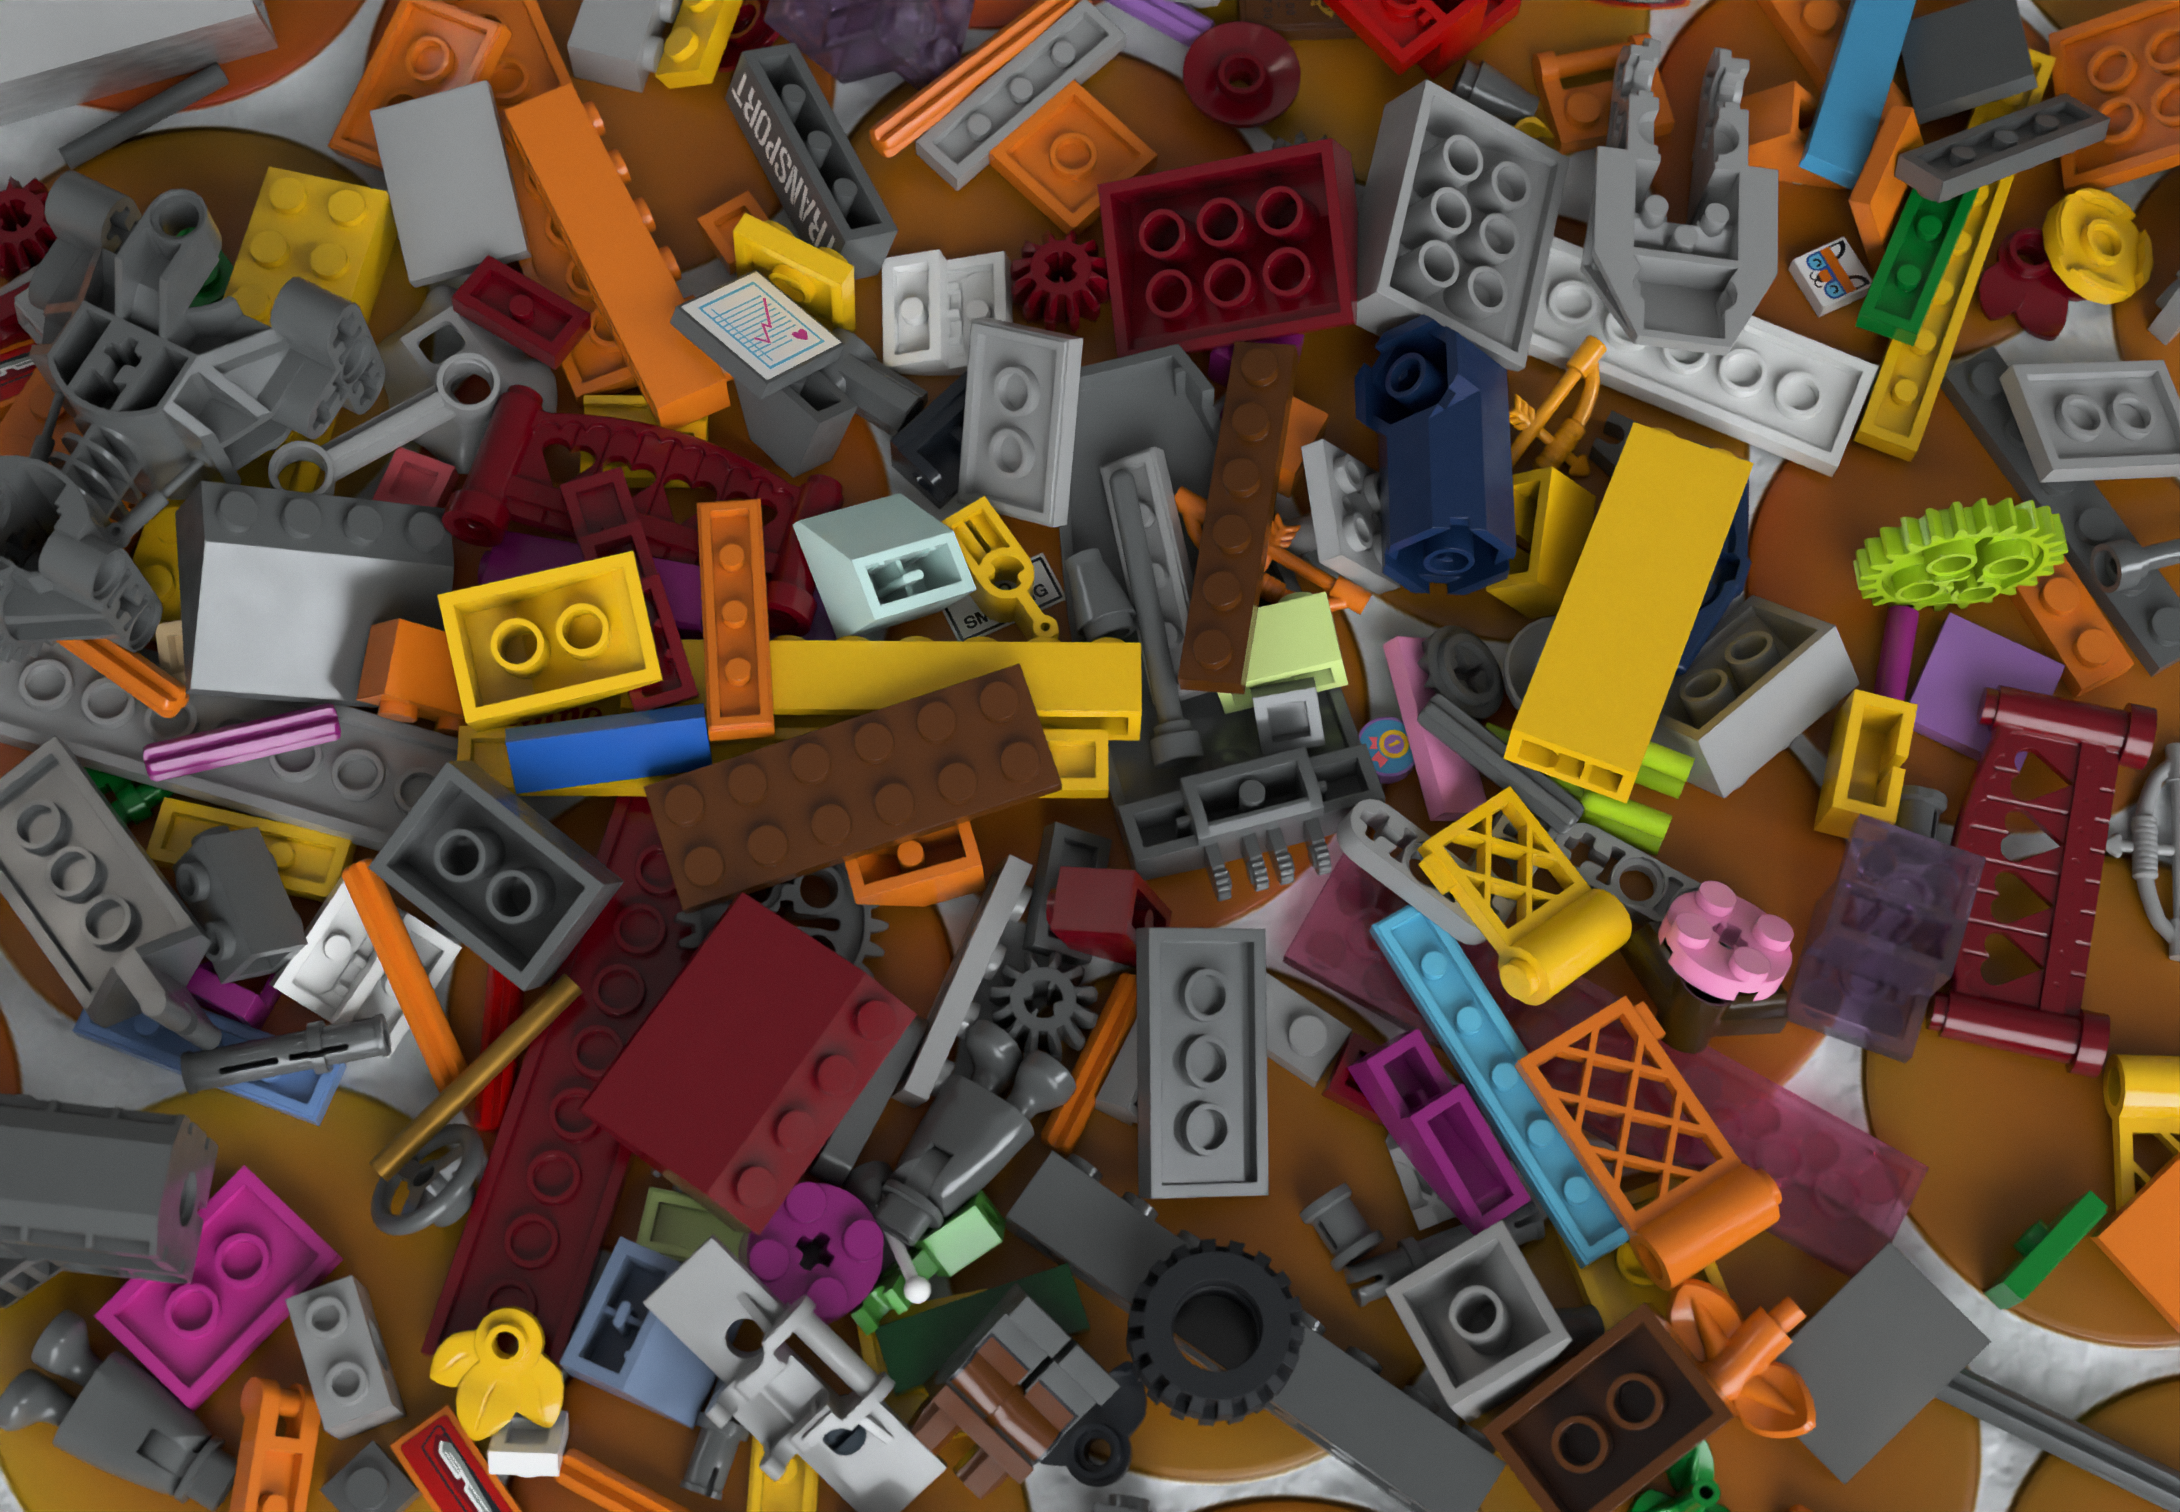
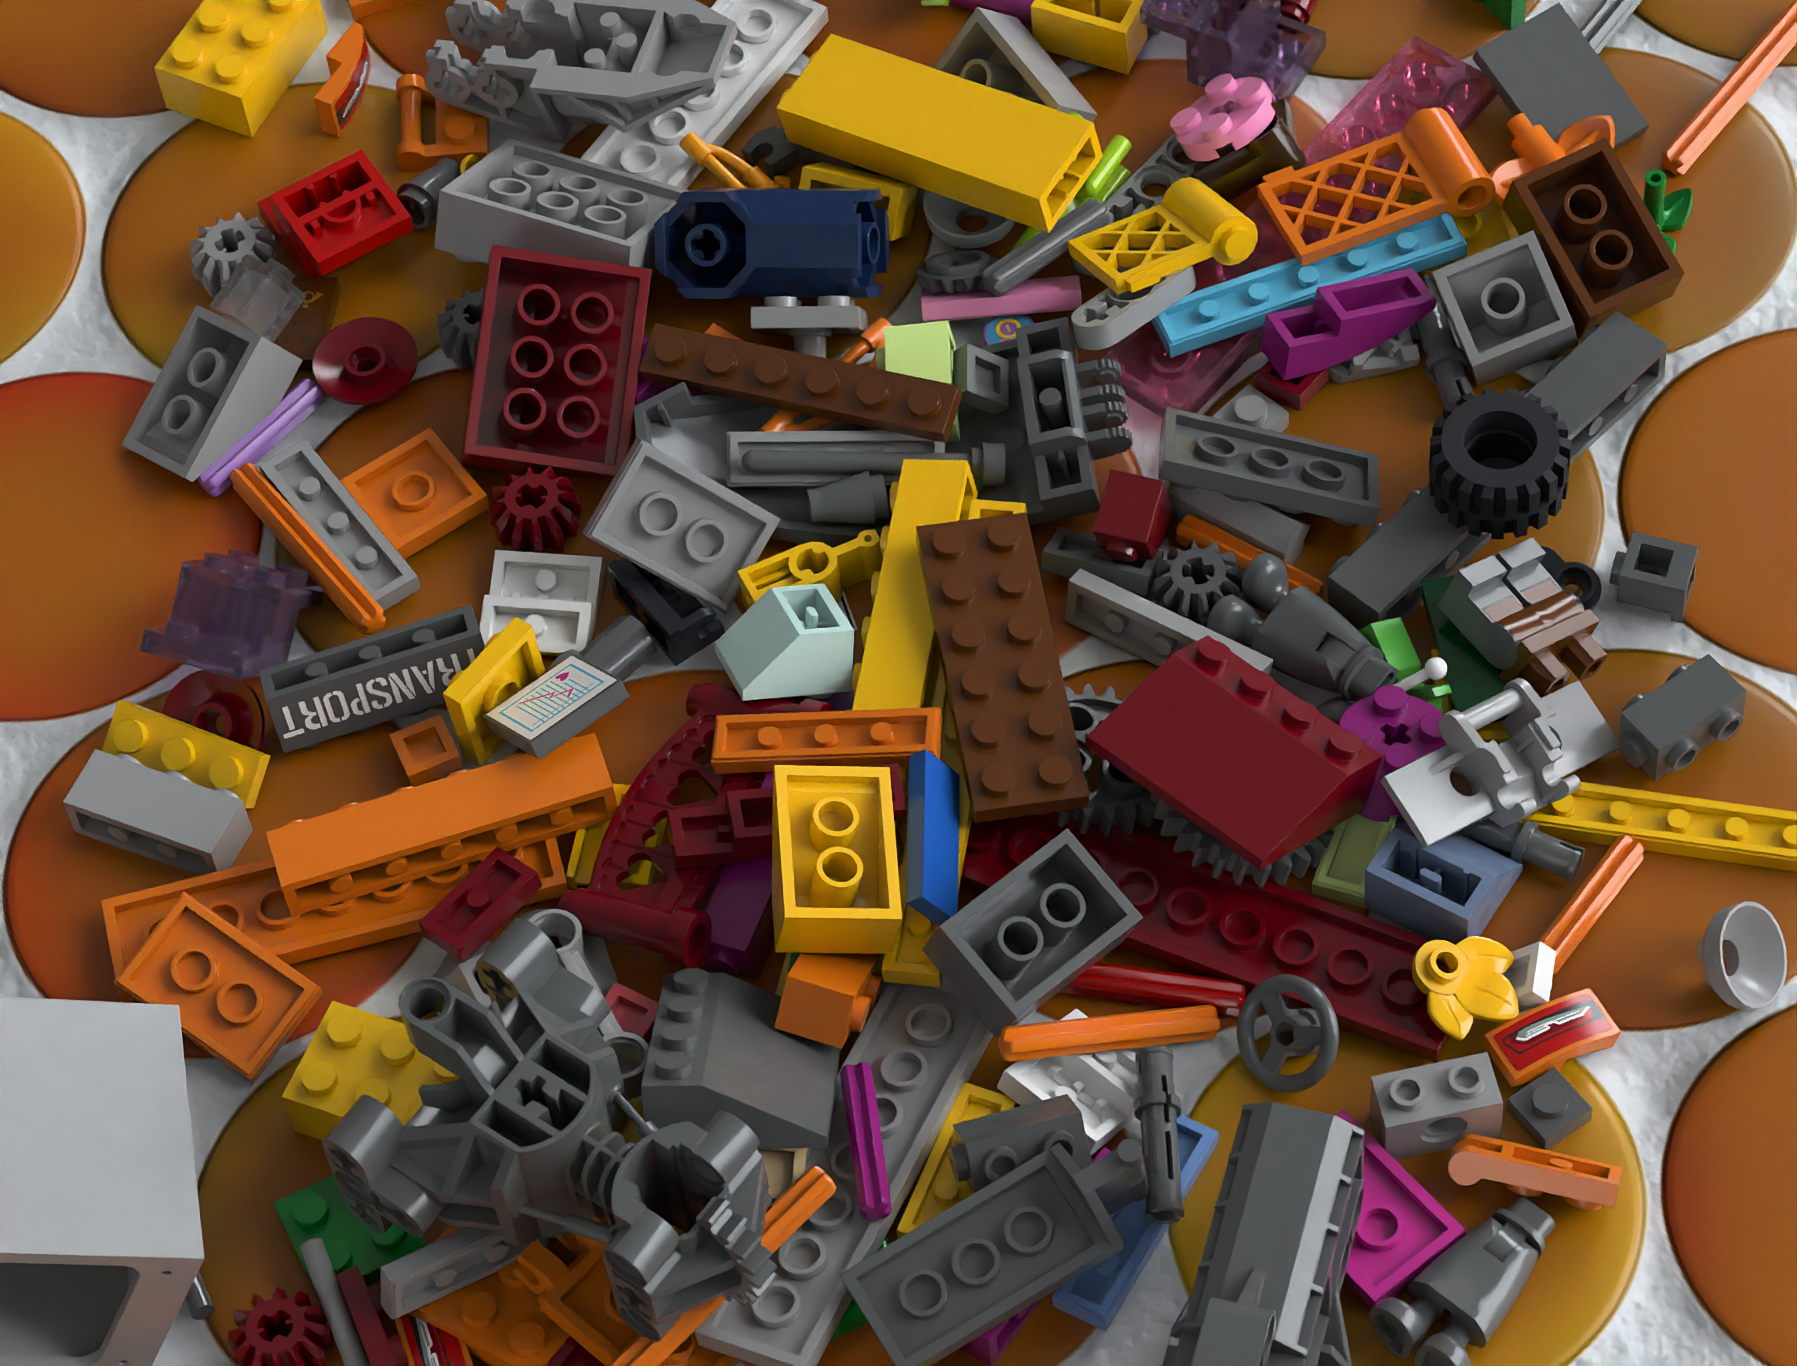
camera: 70 degrees left, 15 degrees down
(450, 183) = (329, 951): light grey tile -> none
(475, 1077) = (1207, 997): pearl gold bar -> none
(798, 423) = (644, 716): dark grey slope -> none
(919, 870) = (1071, 639): orange slope -> none
(1341, 1227) = (1411, 407): dark grey bush -> none

